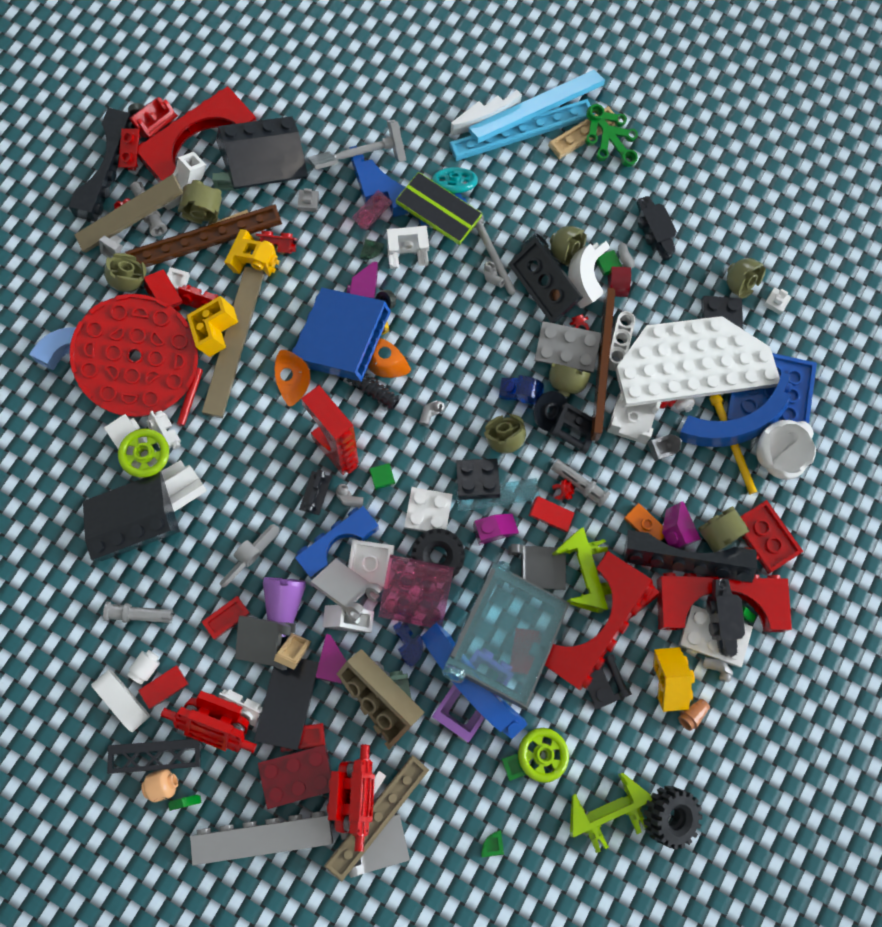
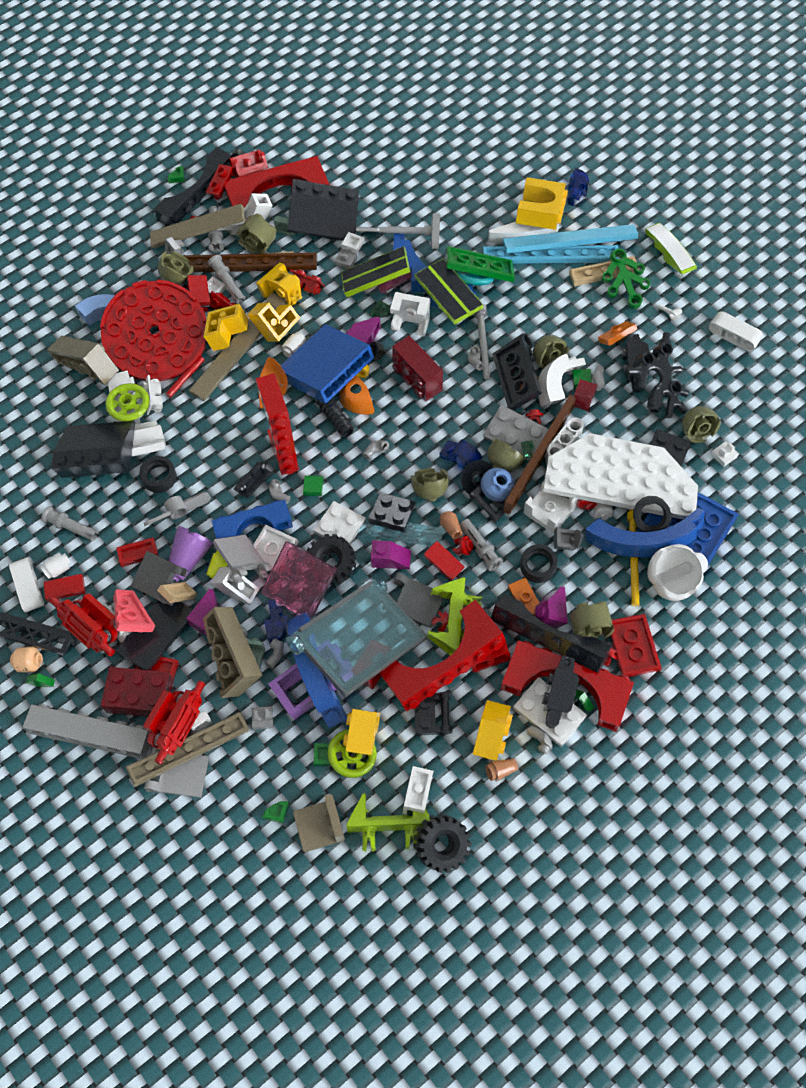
camera: 30 degrees right, 10 degrees down
(68, 415) = (83, 357): none -> dark tan wedge
(74, 154) = (177, 175): none -> green tile
(181, 261) = (222, 272): none -> light grey pin
(199, 510) = (154, 462): none -> black tyre
(253, 694) = (130, 613): none -> coral wing
(263, 302) = (273, 323): none -> yellow brick
(295, 321) = (293, 343): none -> white brick
(309, 179) = (353, 242): none -> white tile
(318, 603) = (216, 562): none -> neon yellow cone
(350, 208) = (375, 271): none -> black tile
(423, 677) = (277, 653): none -> light grey arm
(437, 751) = (262, 718): none -> light grey tile
(440, 308) = (417, 368): none -> dark red brick
(457, 165) = (479, 264): none -> green tile
(497, 59) = (550, 206): none -> yellow arch
(522, 40) = (577, 186): none -> clear blue brick
(541, 470) = (450, 523): none -> nougat cone
(542, 843) = (319, 825): none -> dark tan bracket
(549, 725) = (361, 731): none -> yellow brick
(568, 415) = (494, 490): none -> medium blue piece
(577, 578) = (443, 618): none -> red plate
(589, 362) = (527, 446): none -> clear green tile
(625, 200) = (617, 333): none -> orange plate
(626, 772) = (418, 790): none -> white panel
(643, 86) = (671, 248): none -> white slope
(656, 472) = (545, 551): none -> black tyre
(672, 161) = (673, 314): none -> white hand
(675, 228) = (659, 362): none -> black plant
(740, 162) = (735, 331): none -> white beam
(752, 403) = (651, 500): none -> black tyre

